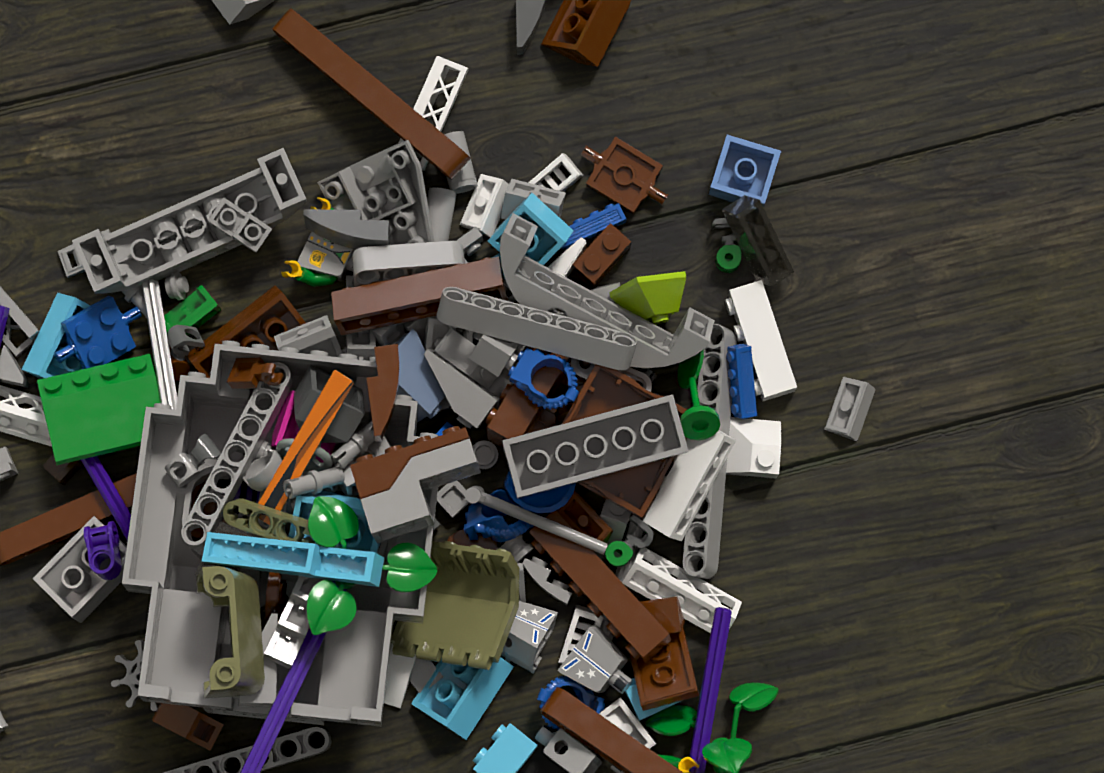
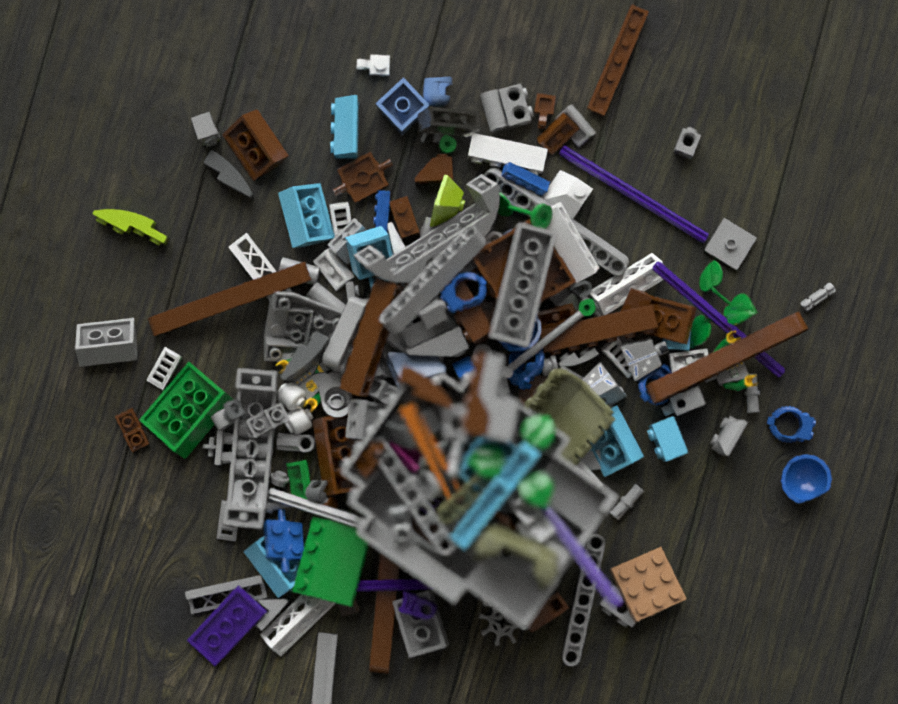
camera: 65 degrees left, 5 degrees up
(139, 69) = (132, 429): none -> reddish brown slope
(186, 185) = (220, 456): none -> light grey hips
(200, 122) = (185, 410): none -> green slope
(215, 171) = (225, 417): none -> leg
(234, 279) = (294, 442): none -> light grey piece
(238, 55) = (166, 351): none -> white slope
(264, 268) = (299, 421): none -> white head
(289, 240) = (291, 396): none -> white head
(313, 296) = (334, 400): none -> light grey piece
(394, 751) = (627, 502): none -> light grey pin
(535, 131) = (306, 215): none -> medium azure slope
(675, 117) = (345, 127): none -> medium azure slope
(687, 258) = (435, 170): none -> reddish brown slope
(780, 114) = (377, 64): none -> white plate
(787, 196) = (435, 90): none -> medium blue helmet
(804, 535) = (634, 194): none -> dark purple axle
(807, 292) = (494, 110): none -> light grey pin
(812, 698) = (730, 244): none -> light grey plate
(825, 312) = (512, 106): none -> light grey brick
(825, 391) = (557, 133): none -> reddish brown slope
(851, 354) = (544, 106): none -> reddish brown plate
(900, 568) = (681, 148): none -> light grey brick
(967, 414) = (617, 60): none -> reddish brown plate

